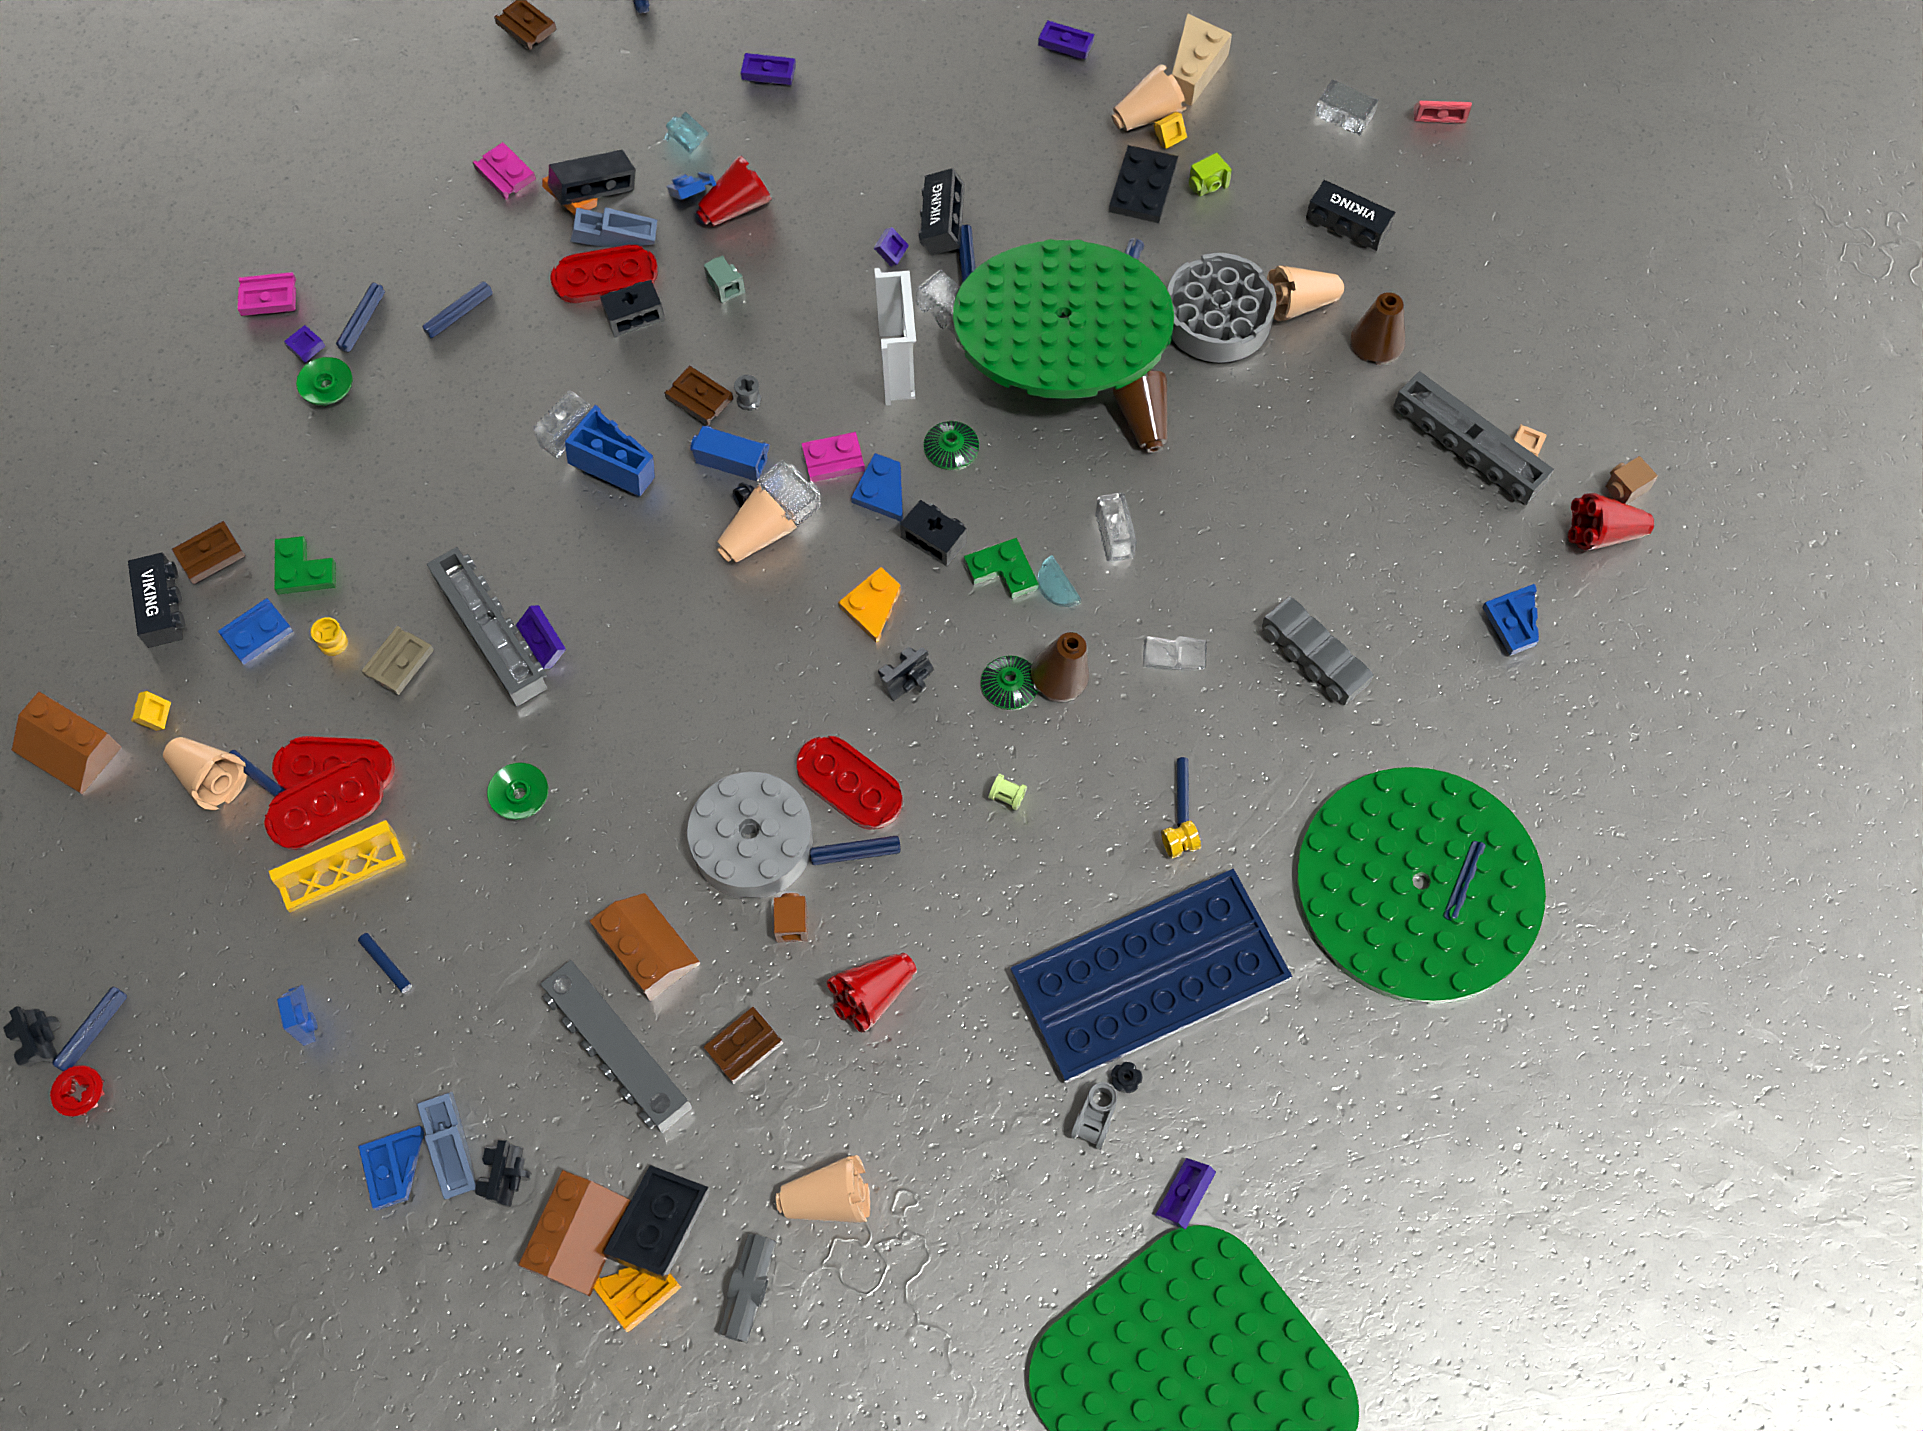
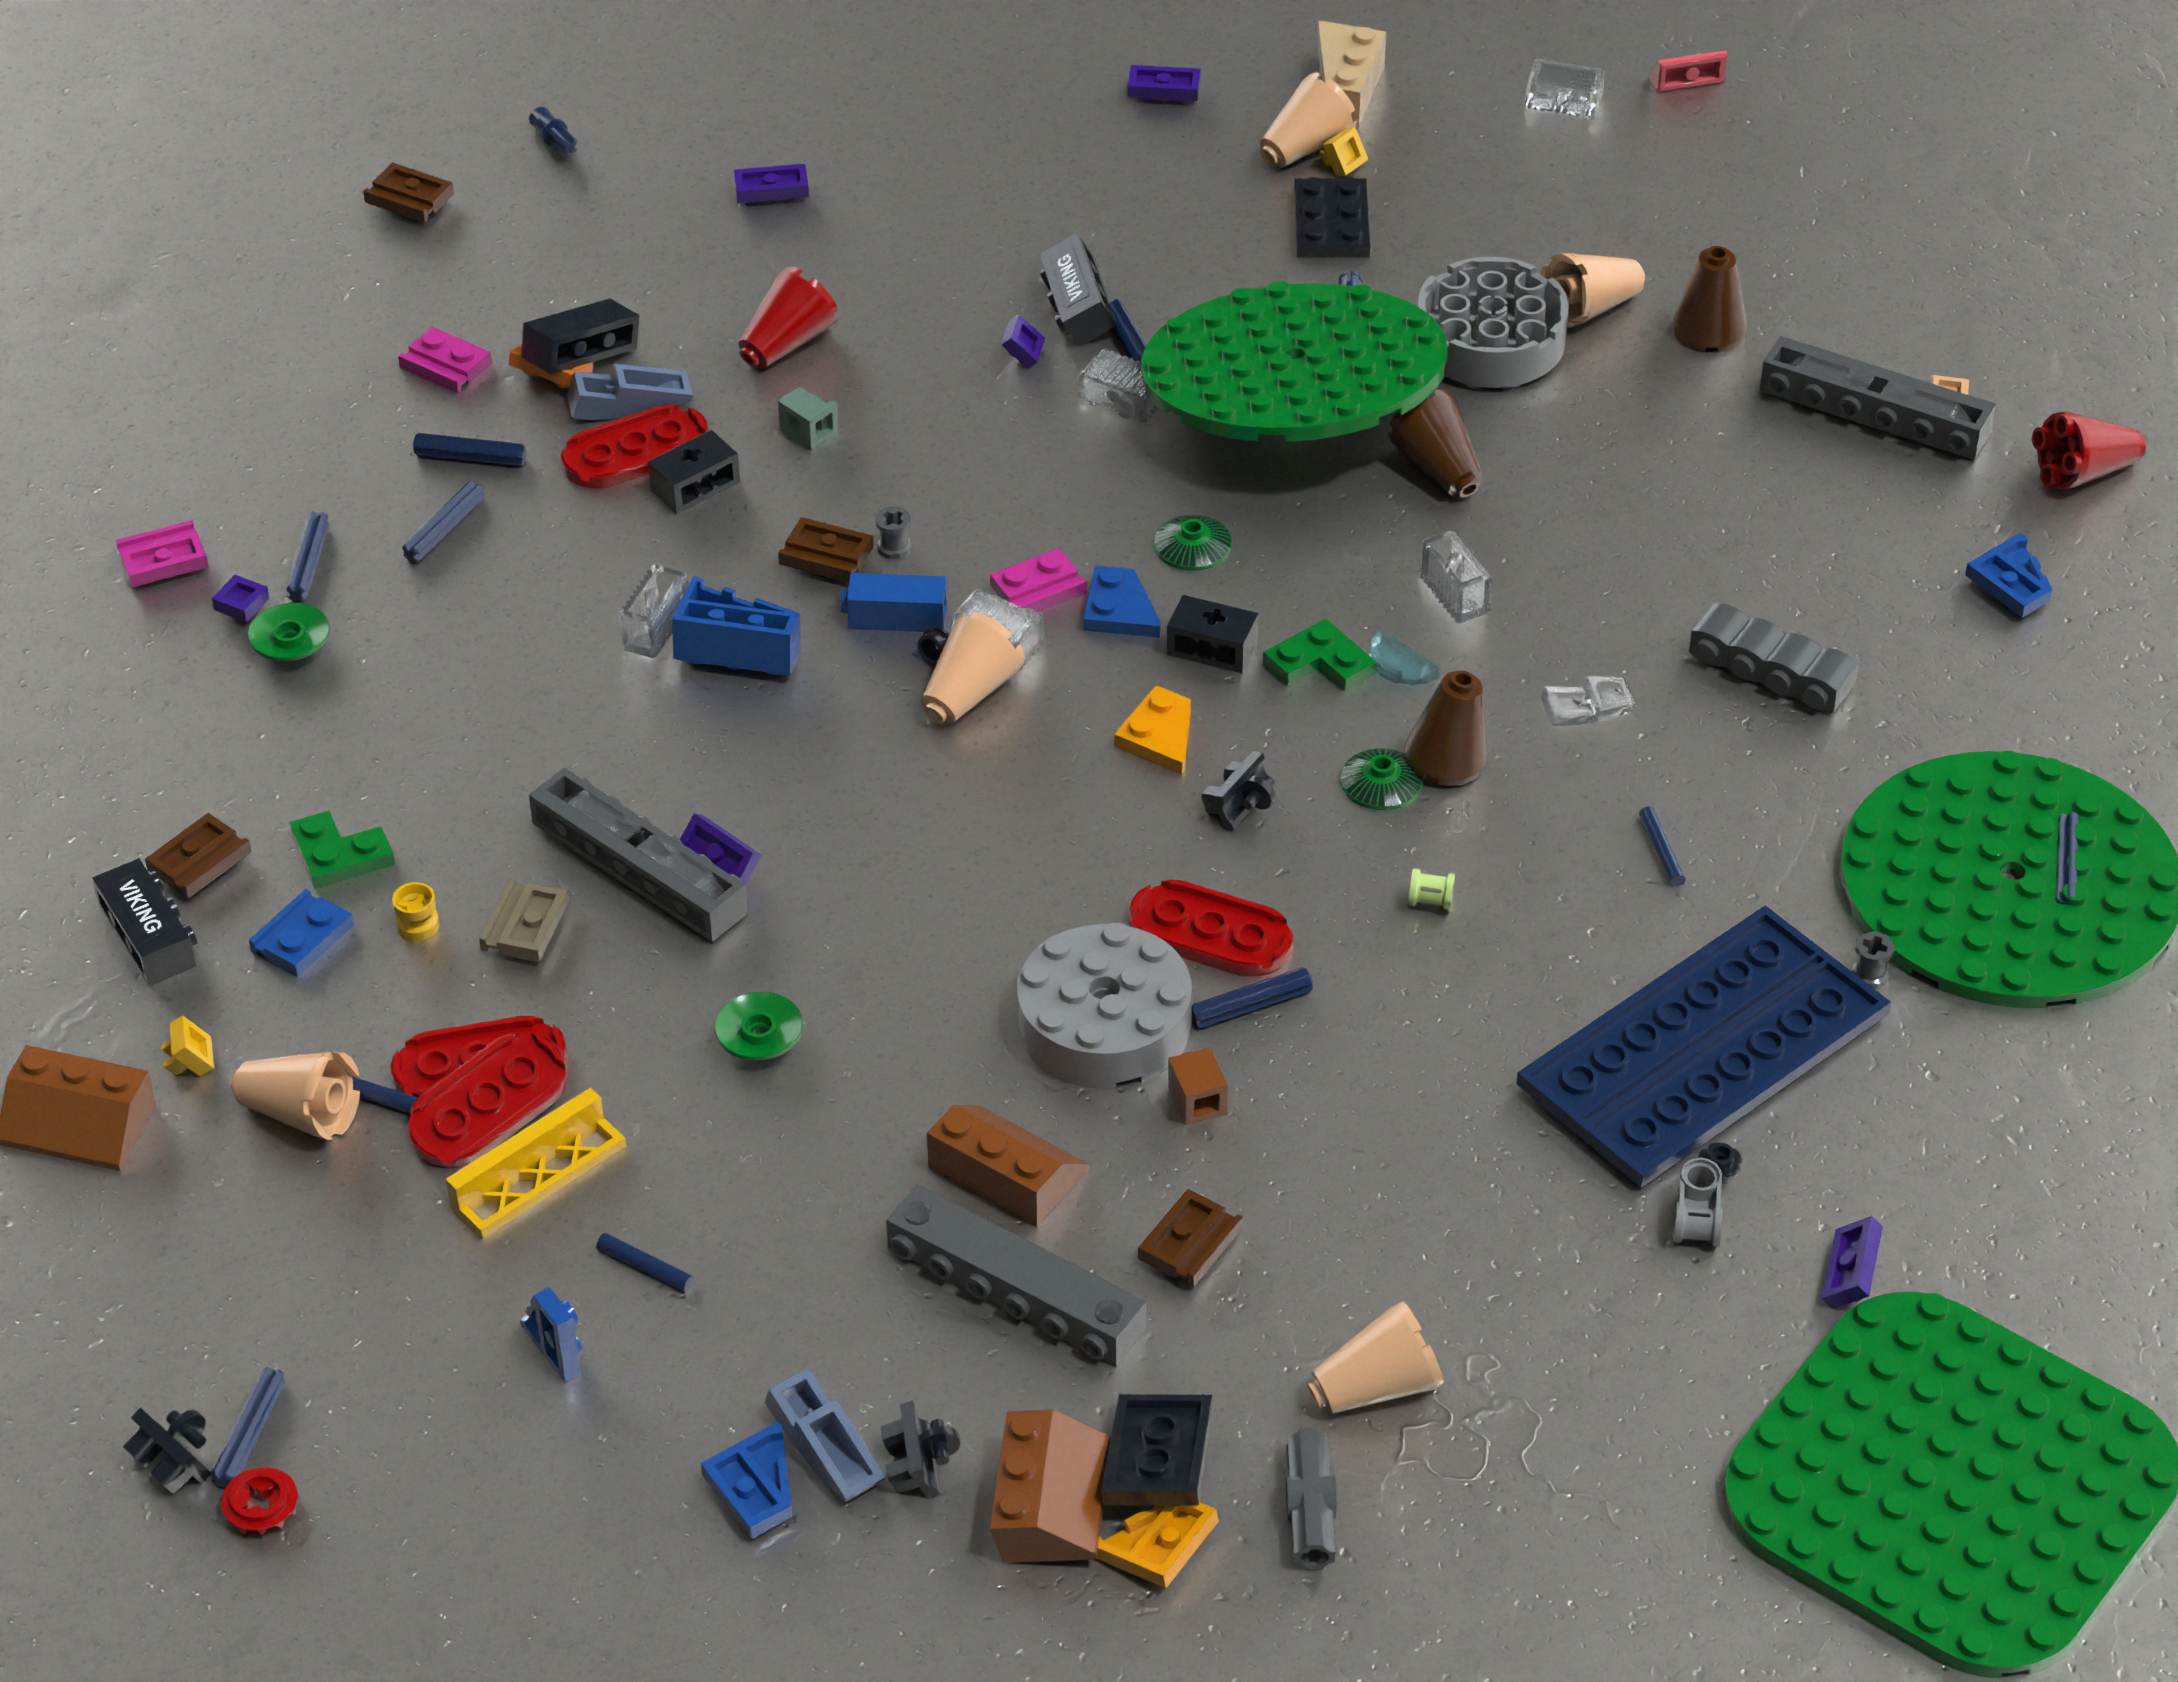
camera: 15 degrees left, 20 degrees down
(494, 251) = (469, 449): none -> dark blue axle
(686, 132) = (687, 269): clear light blue bracket -> none
(686, 186) = (720, 319): blue plate -> none
(870, 989) = (1336, 1135): red cone -> none
(896, 319) = (1069, 416): white piece -> none
(1181, 839) = (1678, 893): yellow wheel -> none
(1209, 175) = (1417, 189): lime brick -> none
(1294, 944) = (1873, 954): none -> dark grey bush
(1350, 215) = (1618, 198): black brick -> none
(1631, 480) = (2099, 398): medium nougat brick -> none

